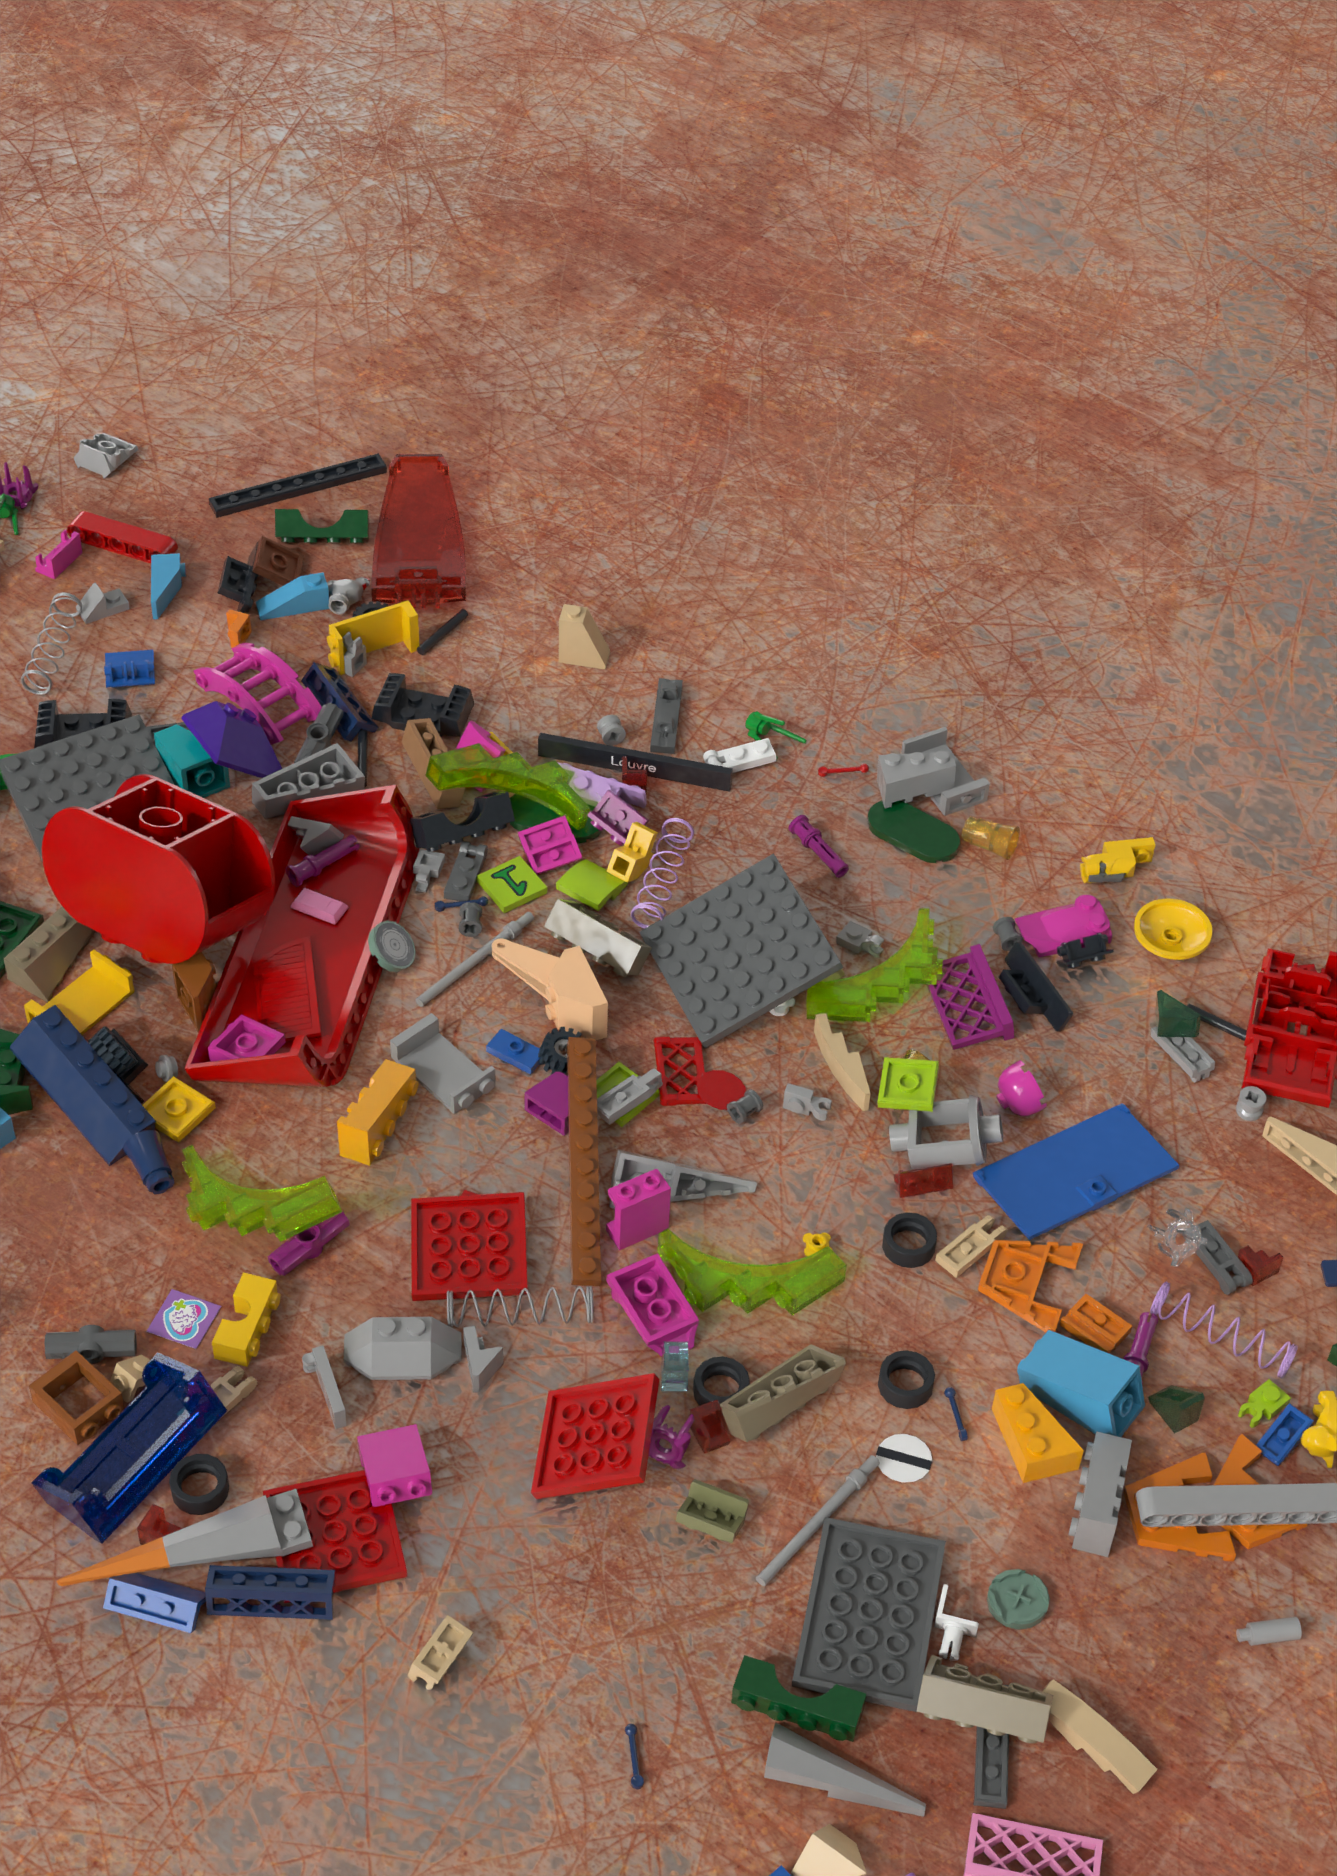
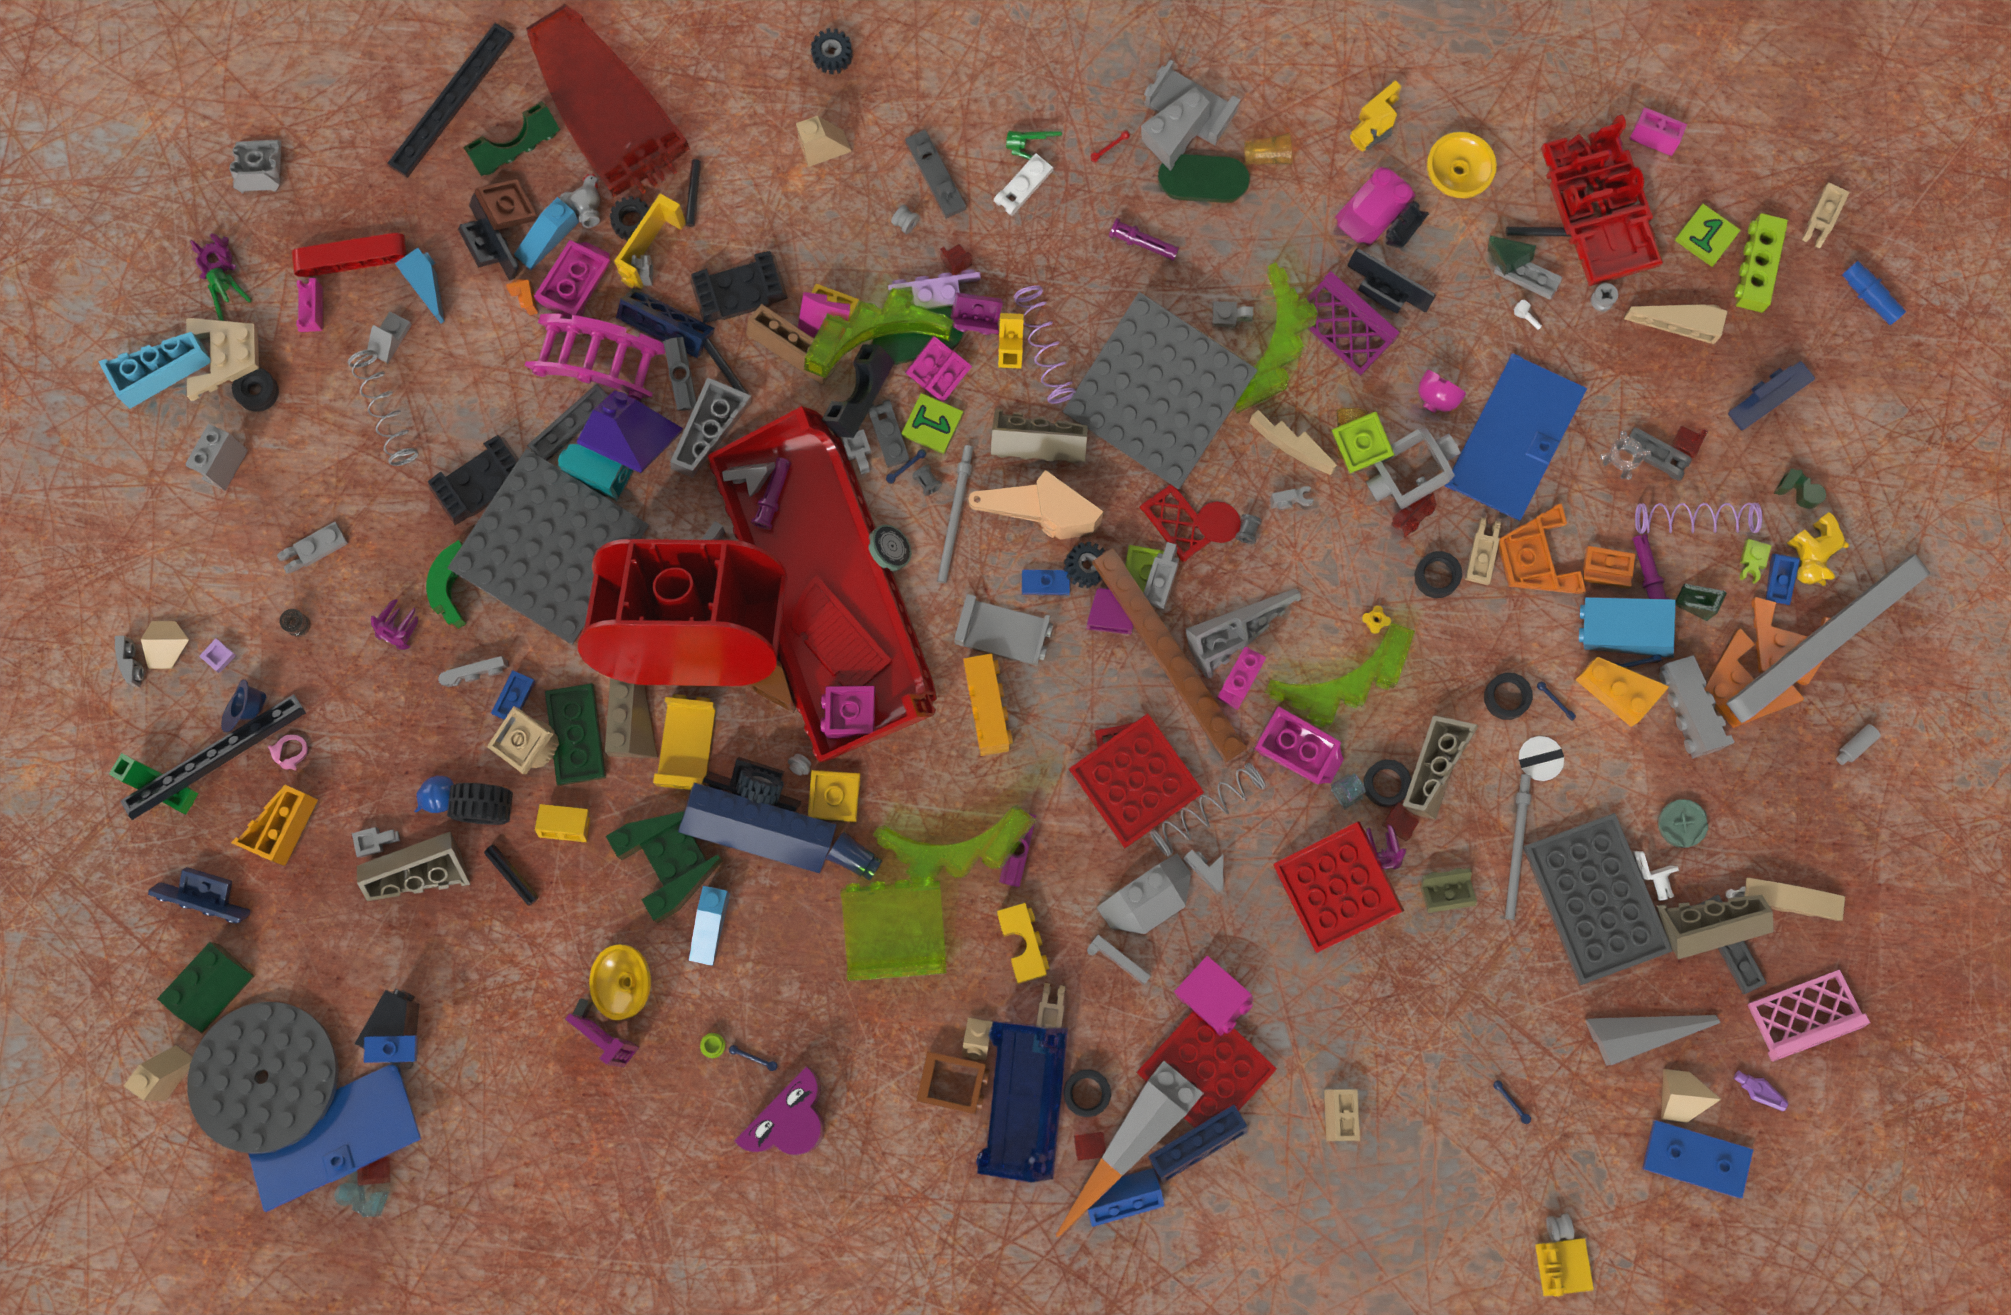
camera: 30 degrees left, 30 degrees up
(91, 1343) = (927, 1034): dark grey piece -> none
(129, 668) = (465, 391): blue hinge -> none
(136, 1234) = (893, 929): none -> clear neon green panel
(183, 1318) = (972, 966): sticker -> none
(287, 632) = (573, 279): none -> dark pink slope
(319, 906) = (800, 538): bright pink tile -> none
(590, 884) = (994, 387): lime slope -> none
(637, 600) = (842, 54): none -> black bush
(656, 765) = (948, 240): black tile -> none
(832, 1713) = (1621, 988): dark green arch -> none
(1006, 930) = (1338, 241): dark grey bush -> none
(1090, 1433) = (1655, 659): none -> dark blue hinge
(1157, 1075) = (1521, 311): none -> white hand

